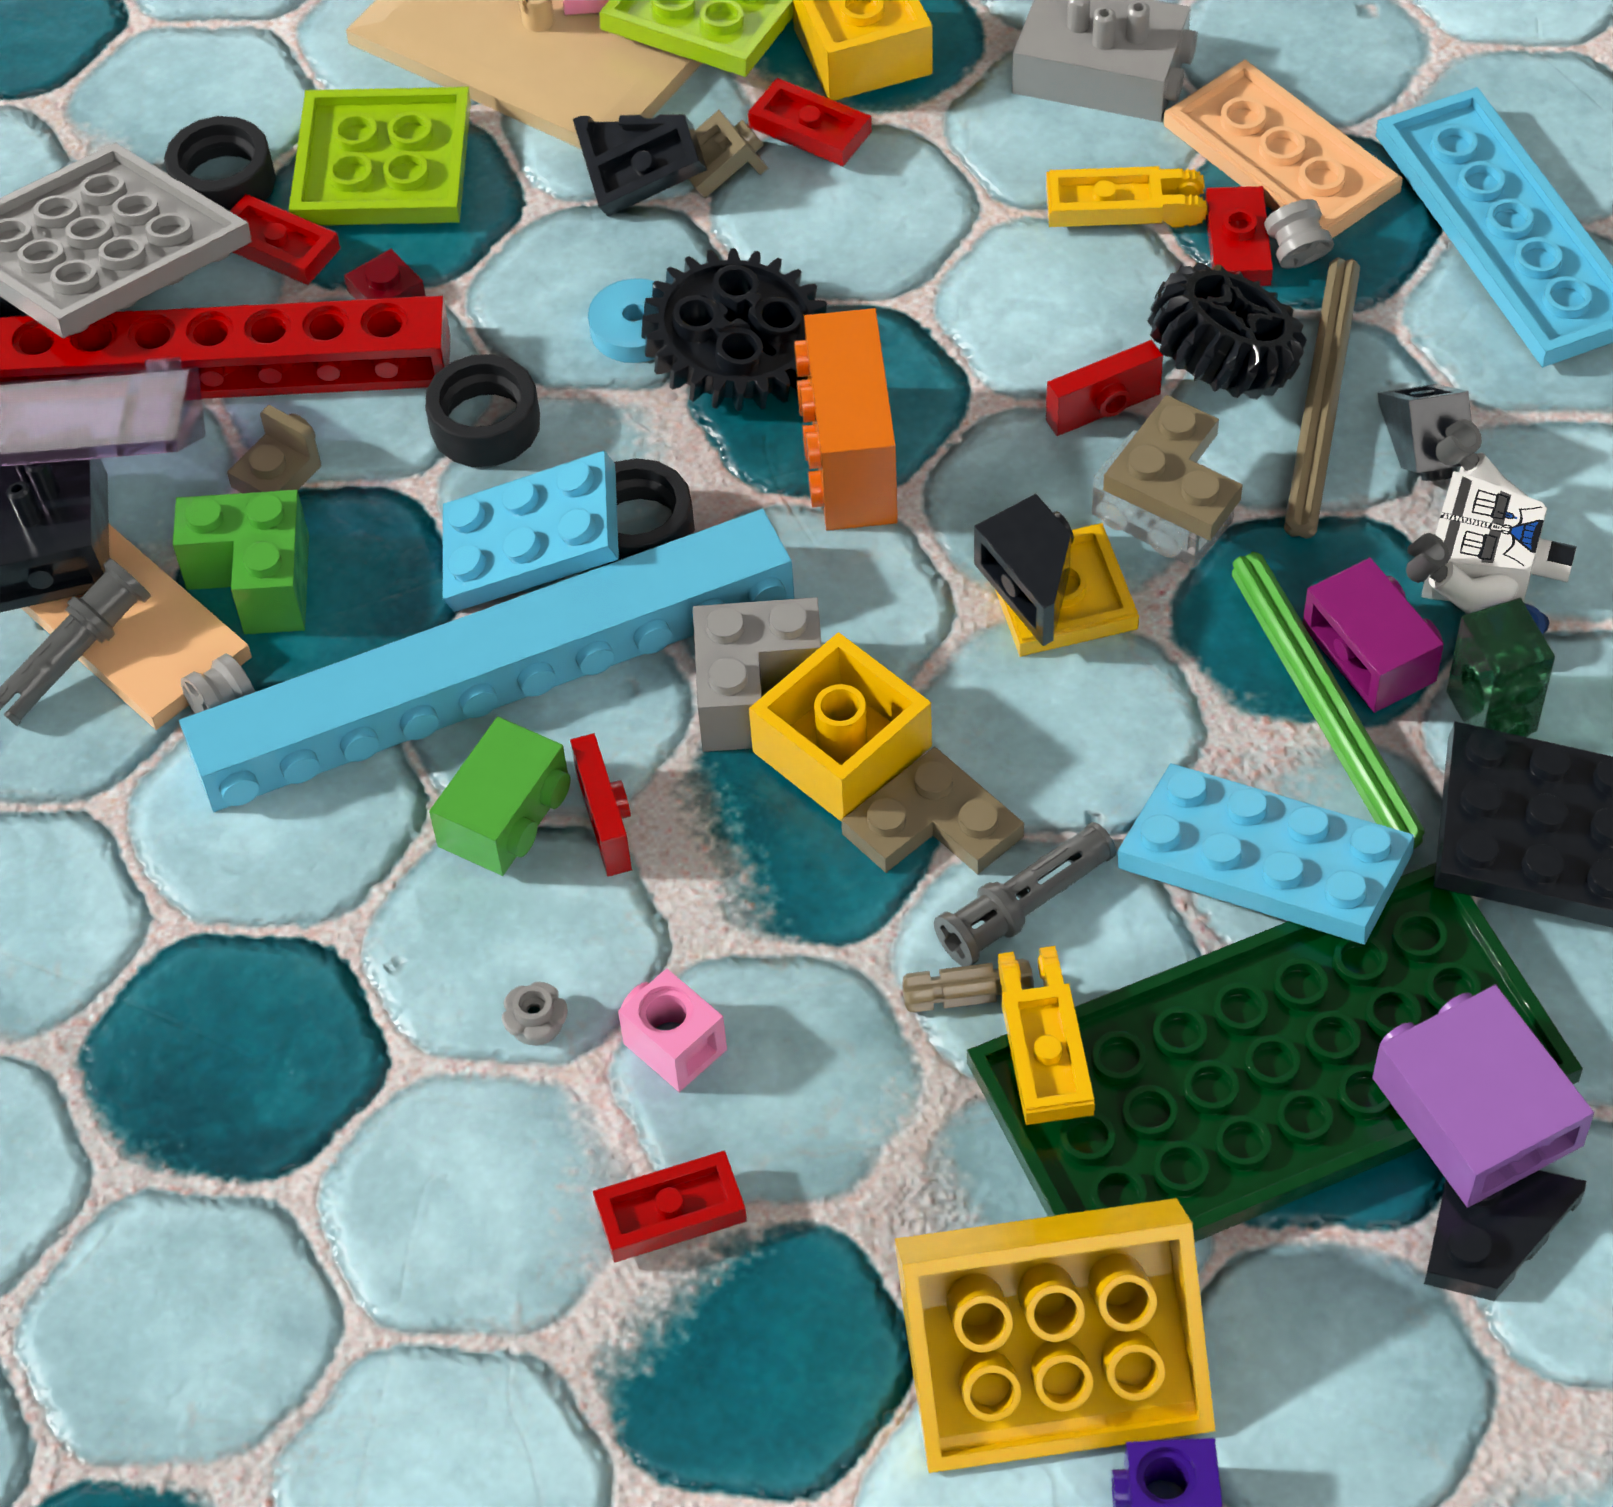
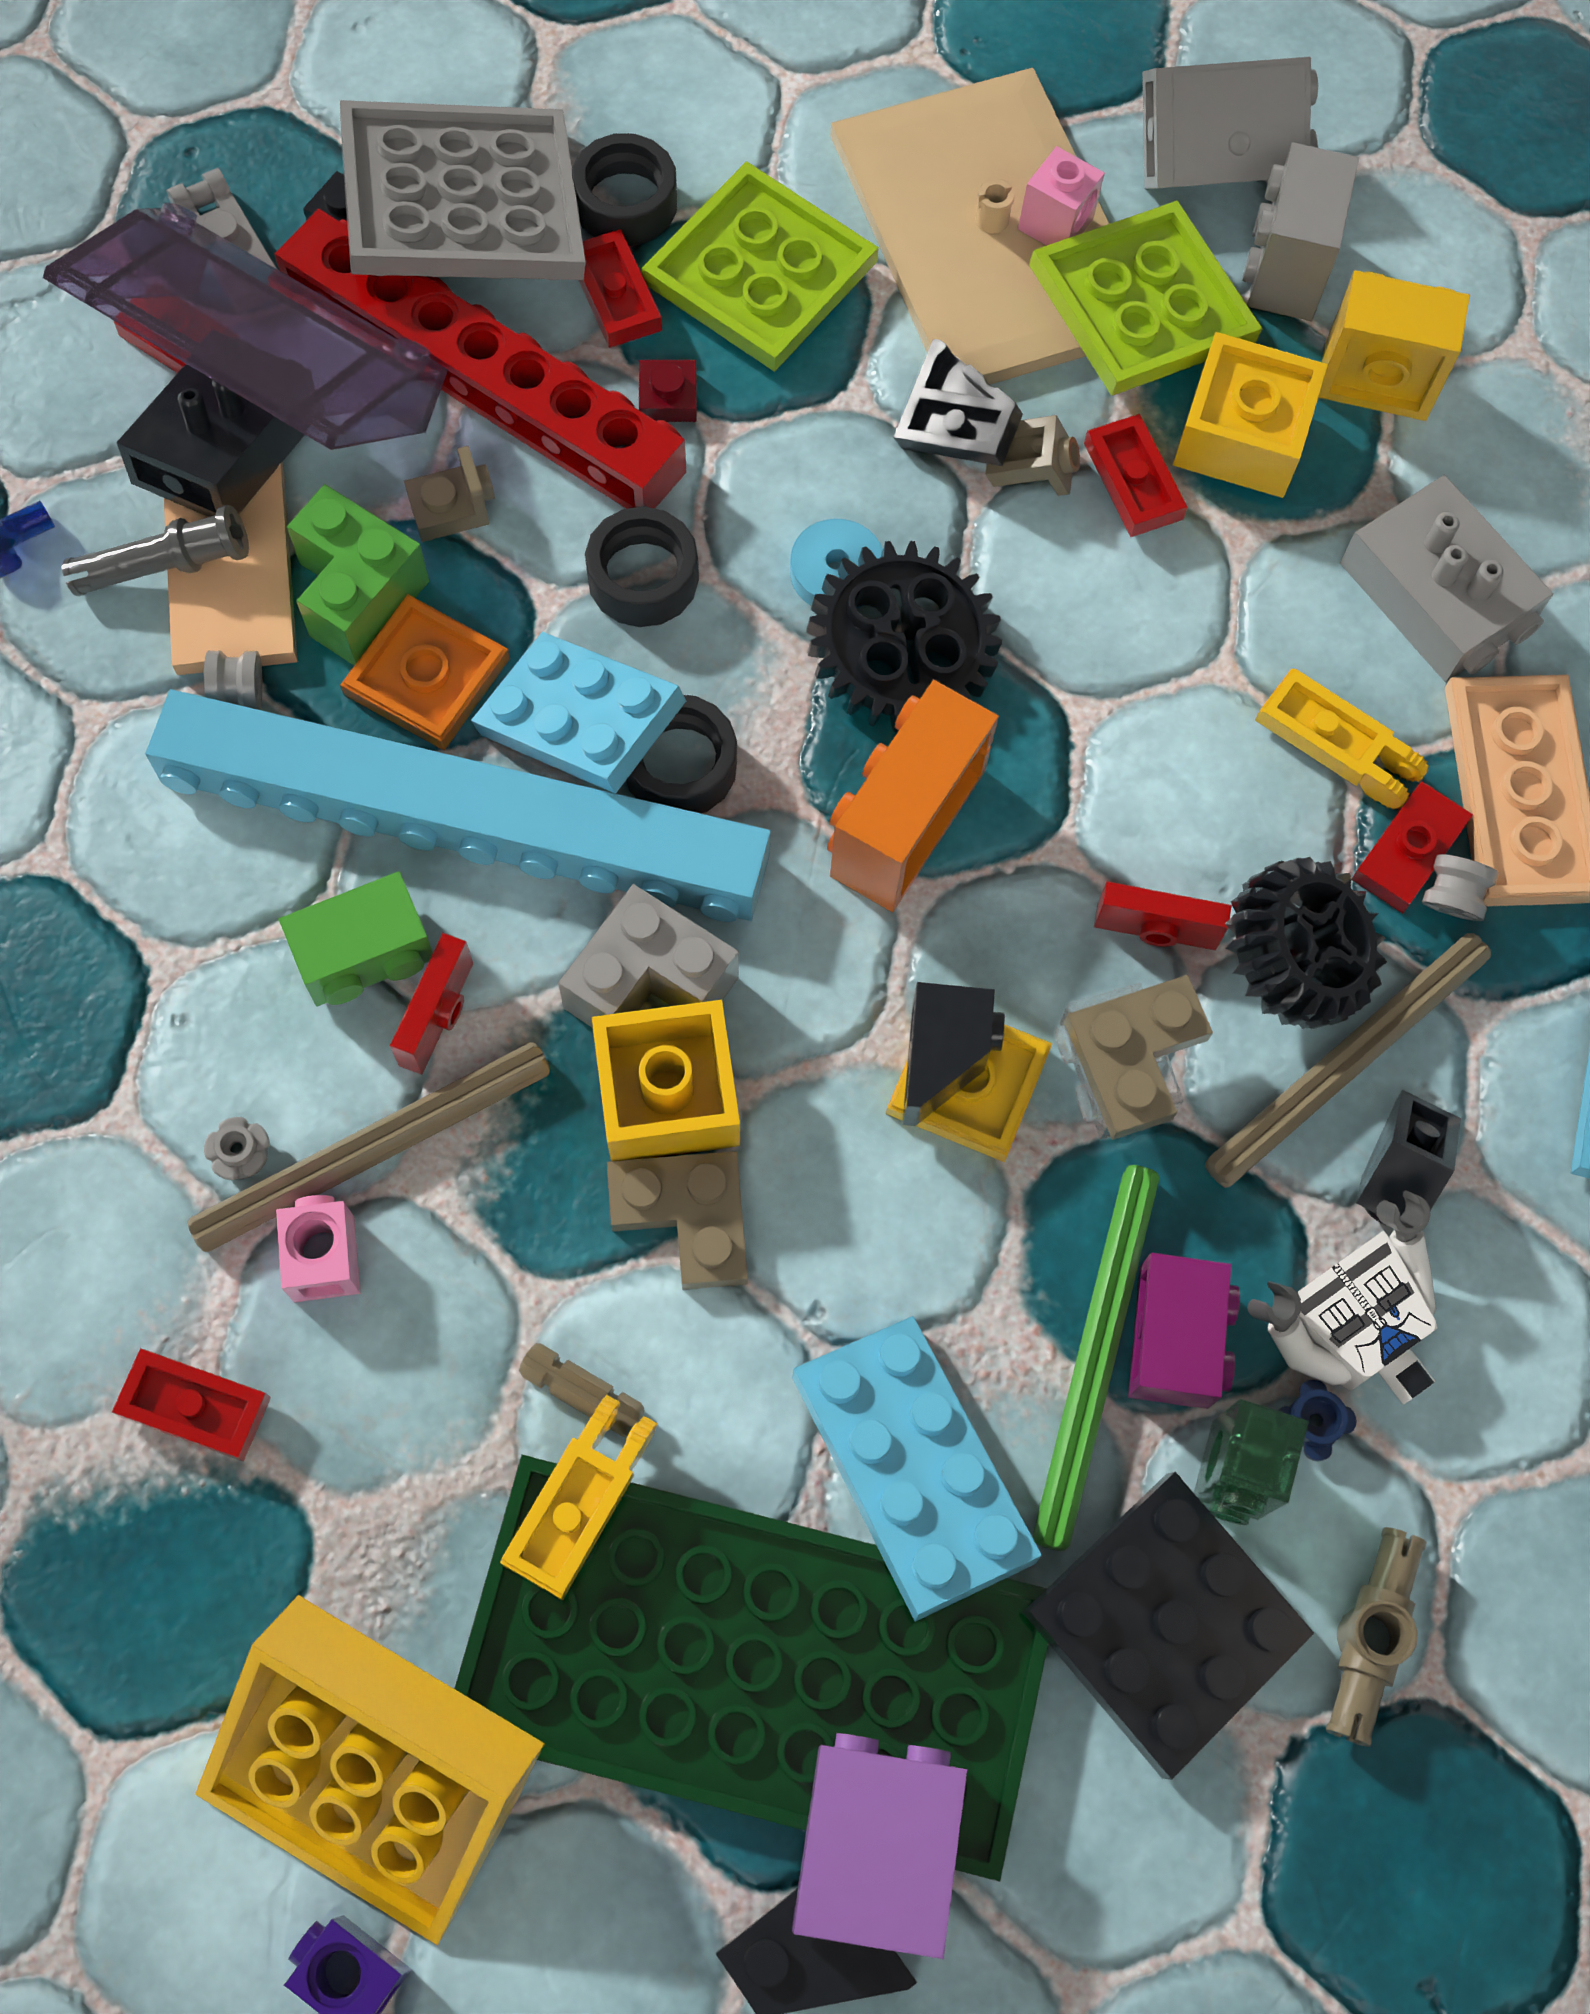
camera: 30 degrees right, 15 degrees up
(367, 593) = (425, 672): none -> orange tile
(638, 942) = (368, 1146): none -> dark tan axle
(998, 904) = (662, 1343): dark grey pin -> none

